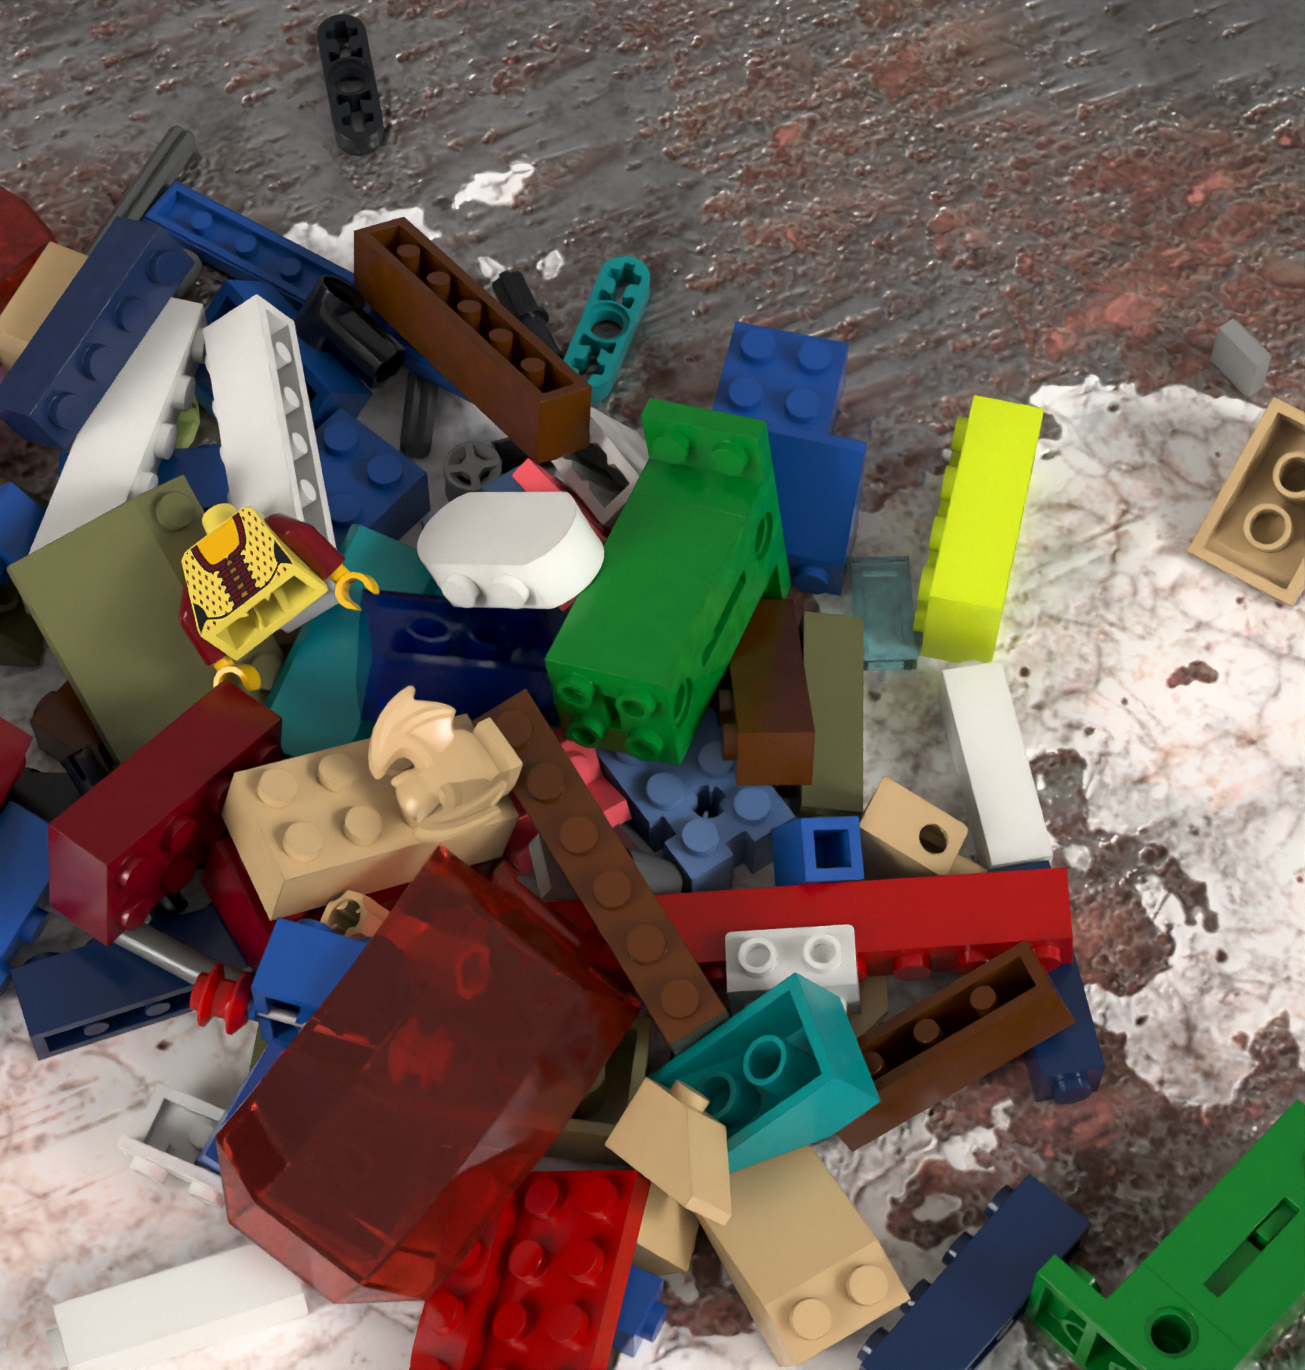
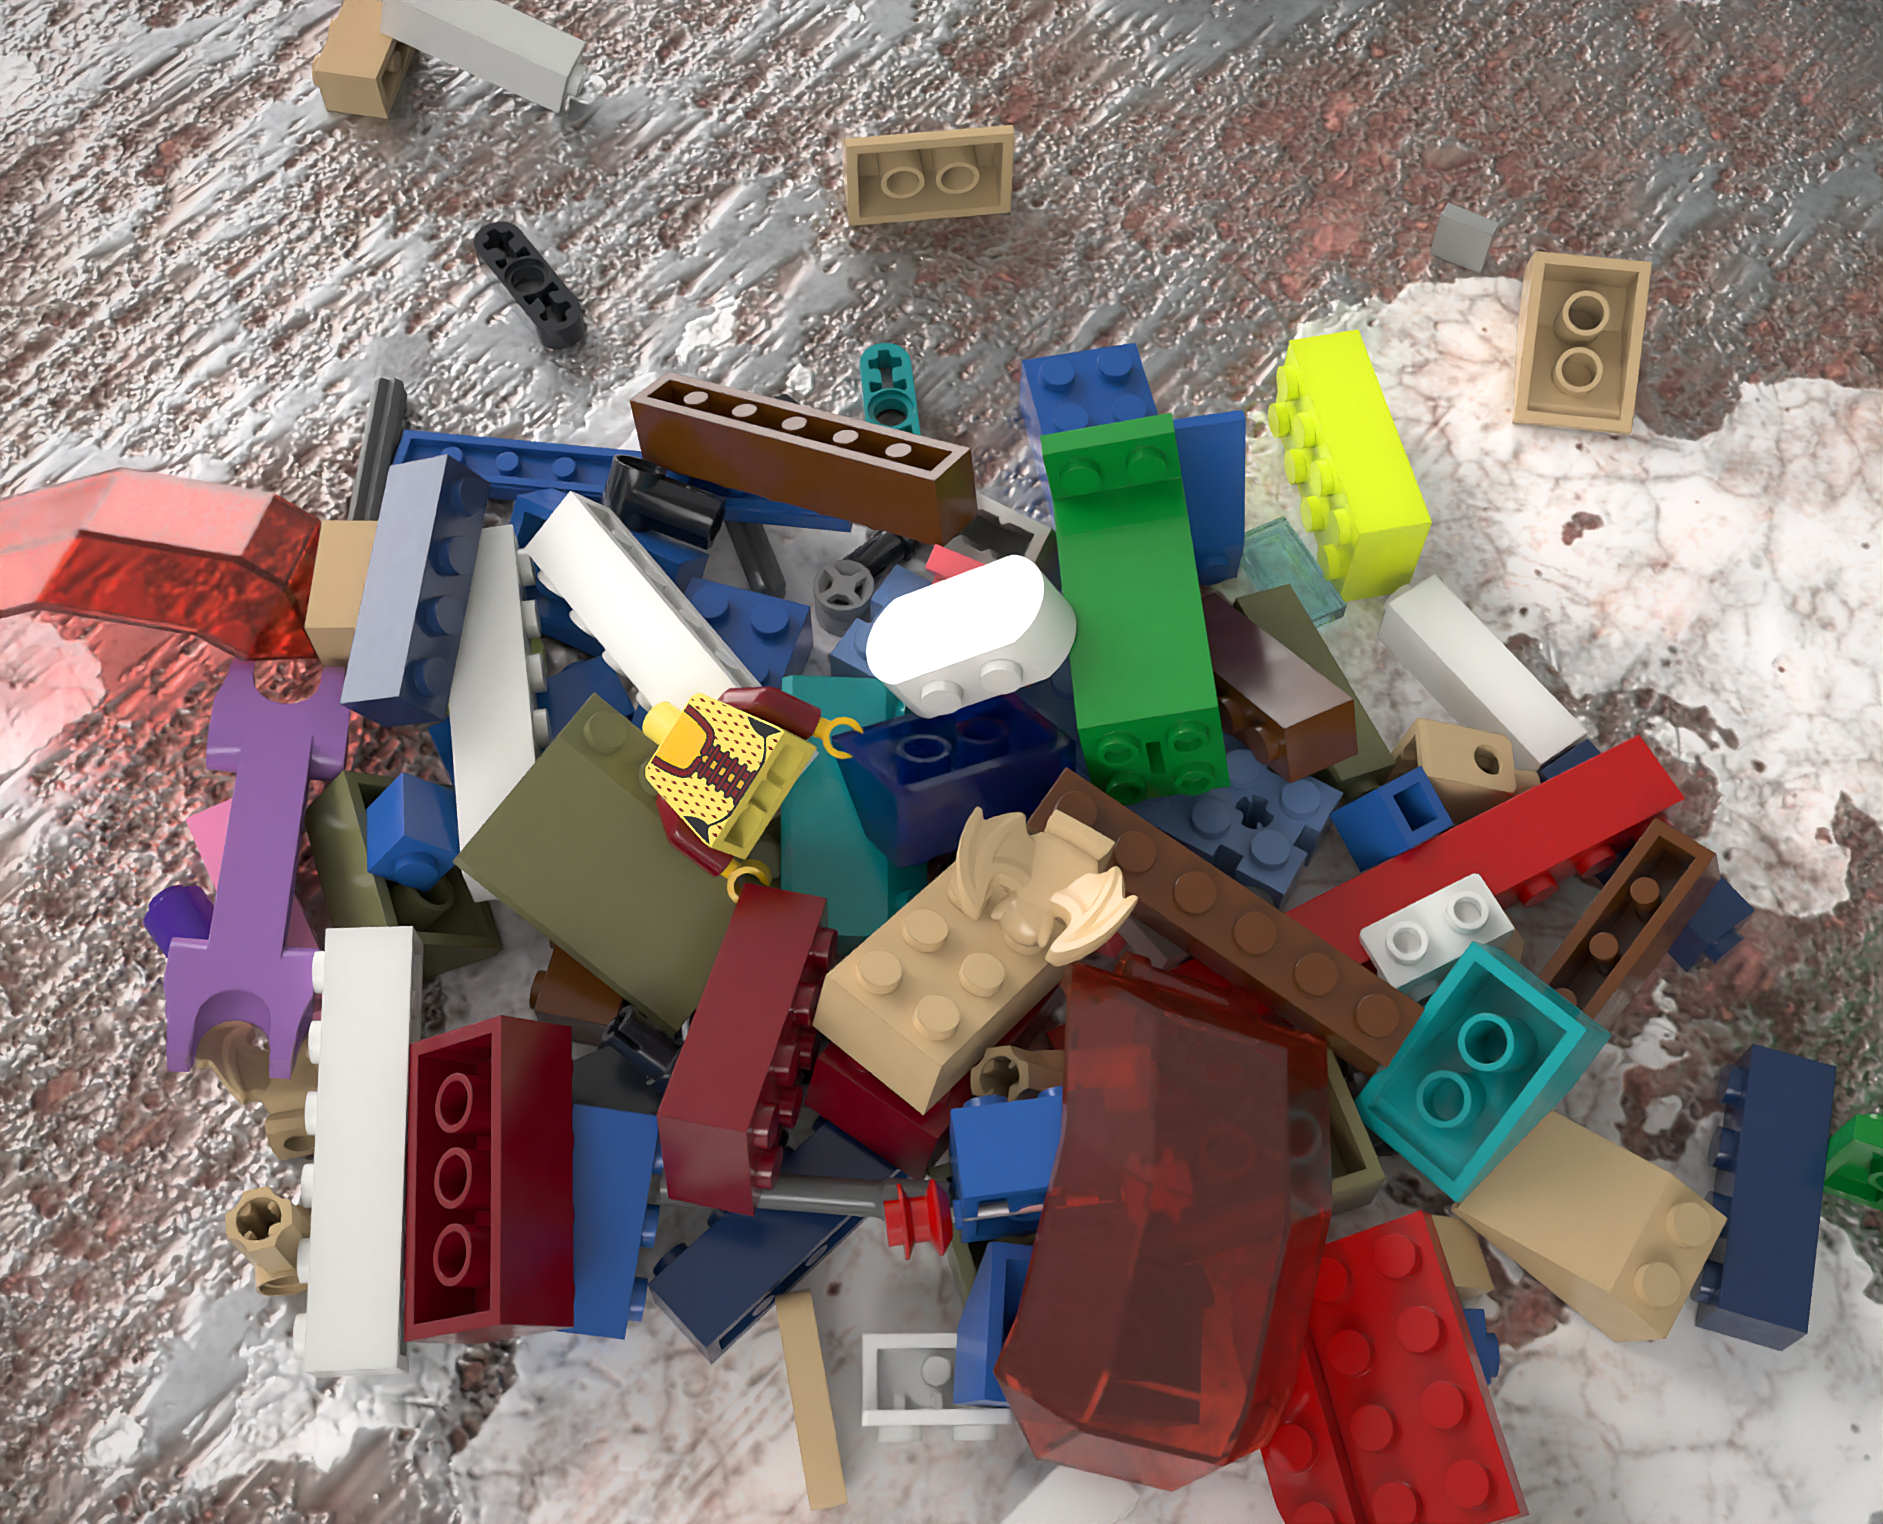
camera: 25 degrees left, 0 degrees up
(96, 1115) = (810, 1400): none -> tan beam
(677, 1147) = (1445, 1169): tan slope -> none
(758, 108) = (928, 174): none -> tan slope

